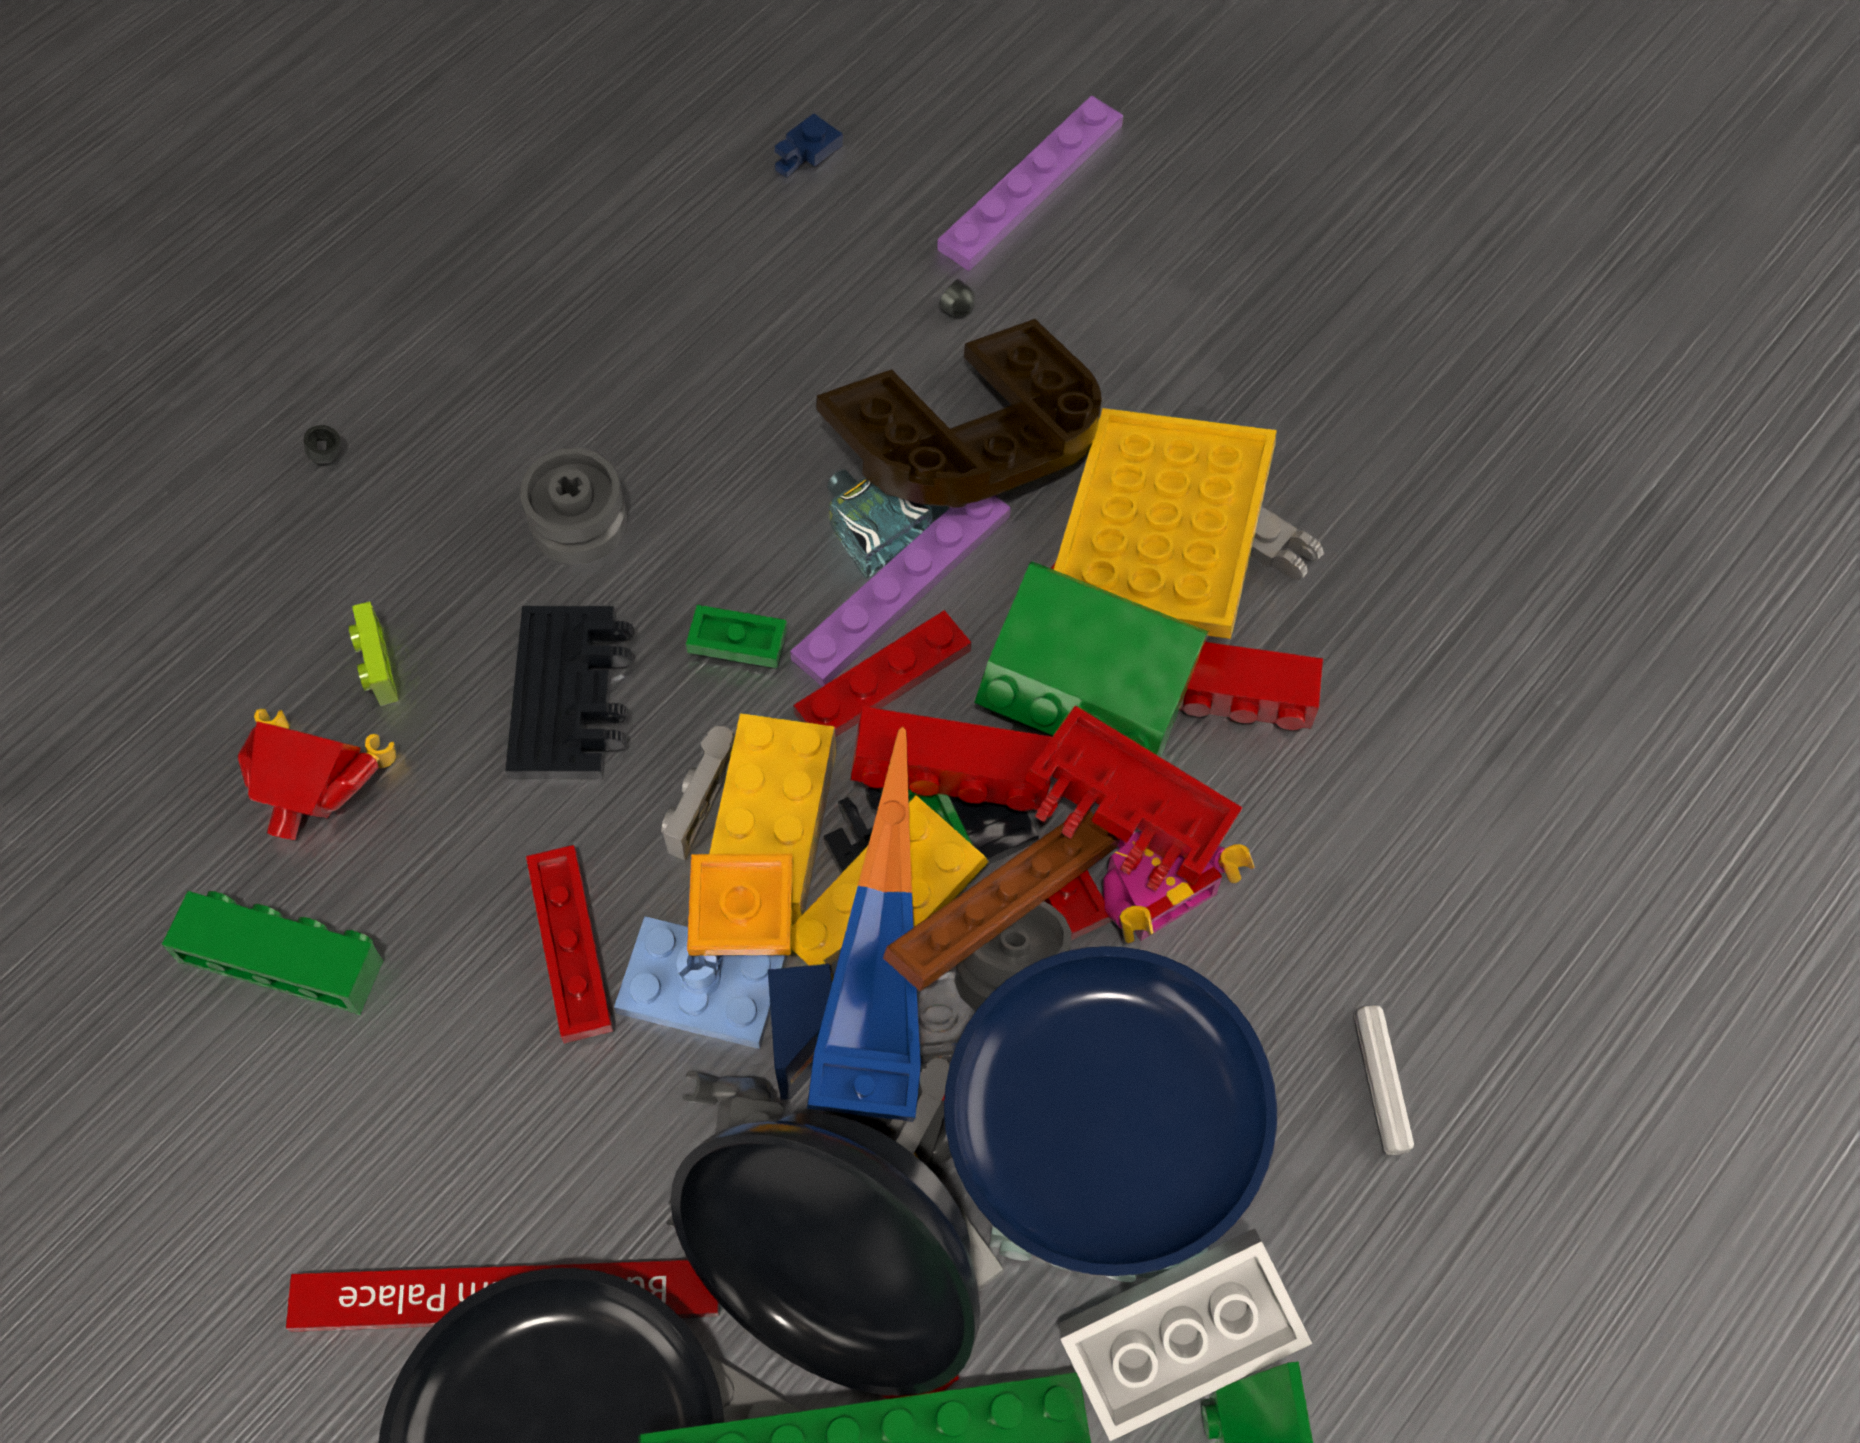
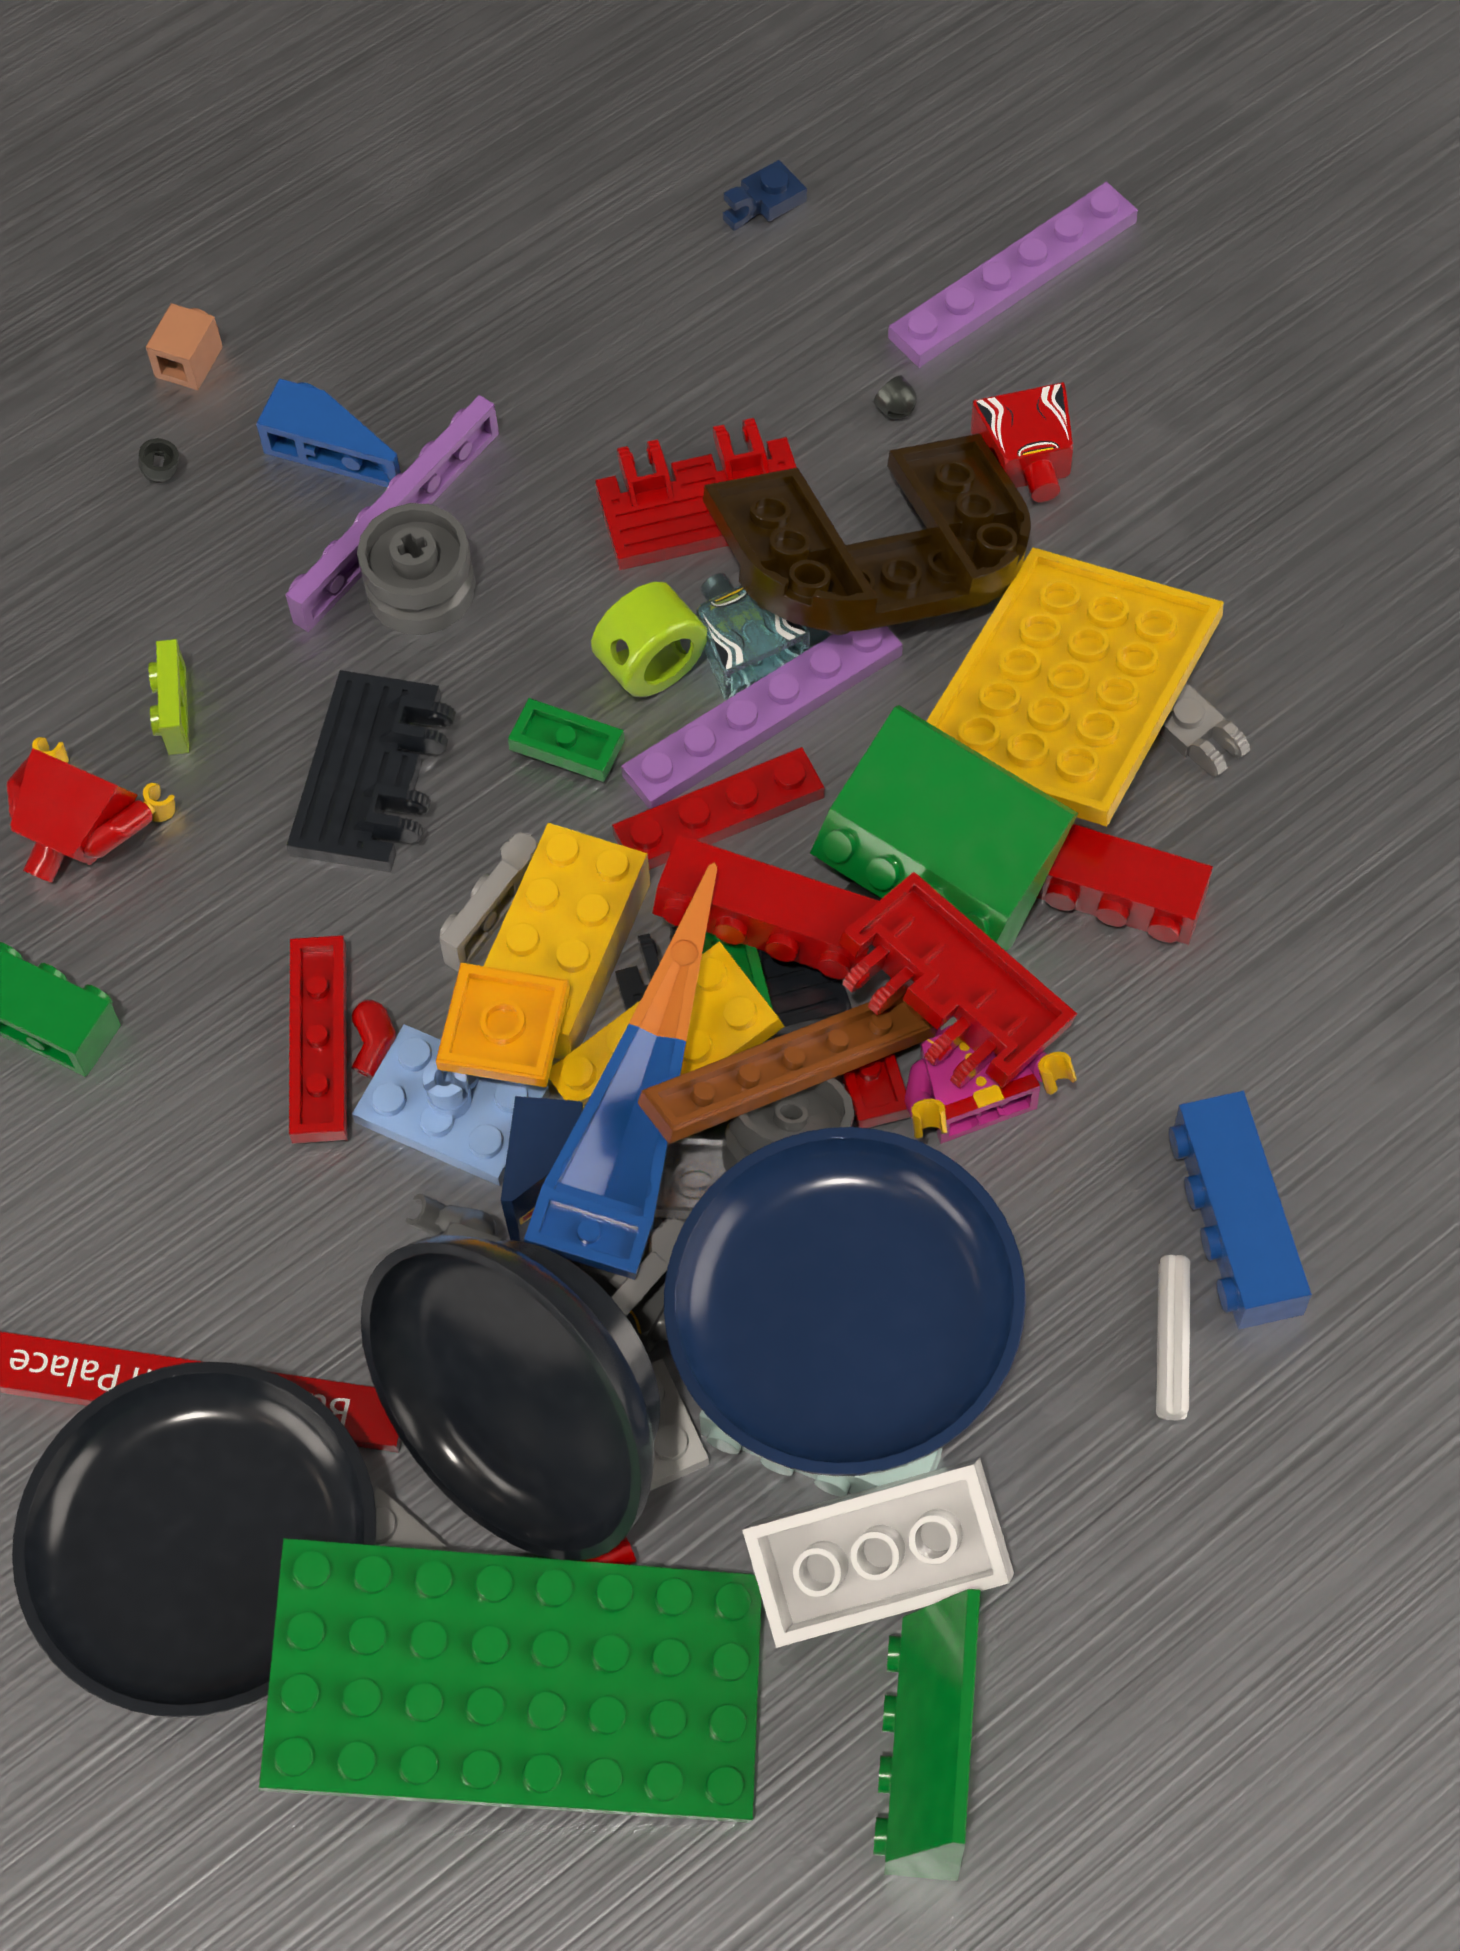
camera: 15 degrees right, 0 degrees up
(326, 341) = (184, 346): none -> nougat brick
(462, 399) = (319, 432): none -> blue slope
(572, 415) = (423, 482): none -> medium lavender plate
(622, 931) = (376, 1033): none -> red arm
(784, 421) = (667, 517): none -> red hinge
(794, 522) = (651, 624): none -> lime piece
(1078, 314) = (1028, 436): none -> red torso
(1415, 956) = (1239, 1210): none -> blue brick

